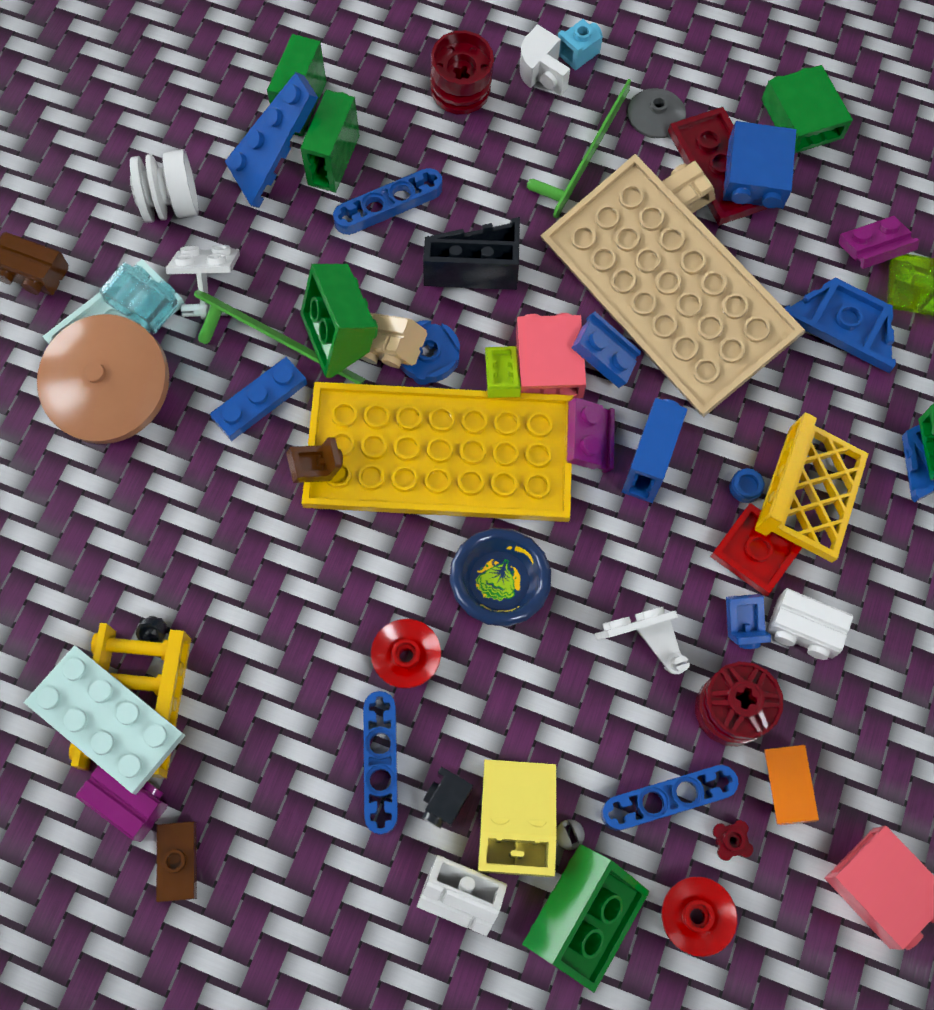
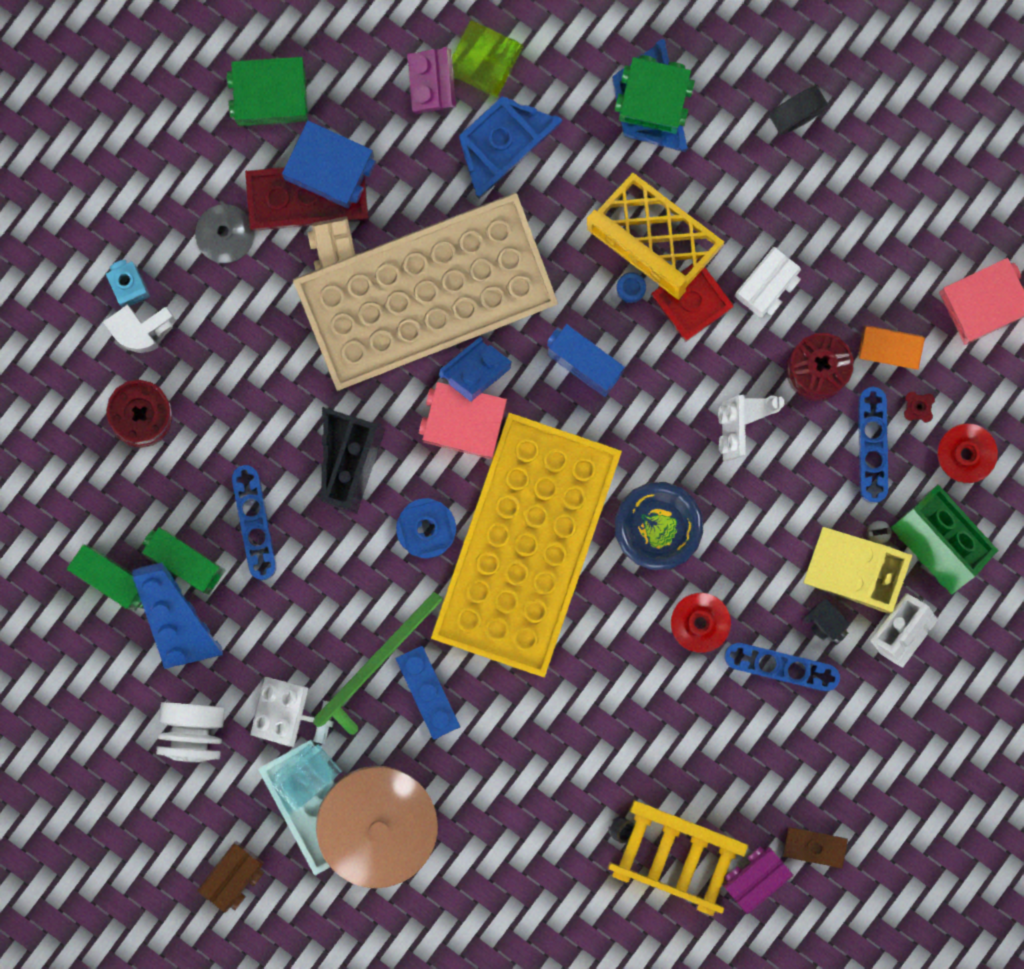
camera: 70 degrees left, 15 degrees up
(104, 719) = (693, 878): light aqua plate -> none
(315, 462) = (515, 655): reddish brown bracket -> none
(337, 317) = (381, 602): green slope -> none
(396, 341) = (413, 562): tan brick -> none
(502, 372) = (467, 468): lime plate -> none
(561, 195) = (291, 361): bright green piece -> none
(590, 435) = (550, 408): magenta plate -> none
(747, 621) = (752, 333): blue bracket -> none

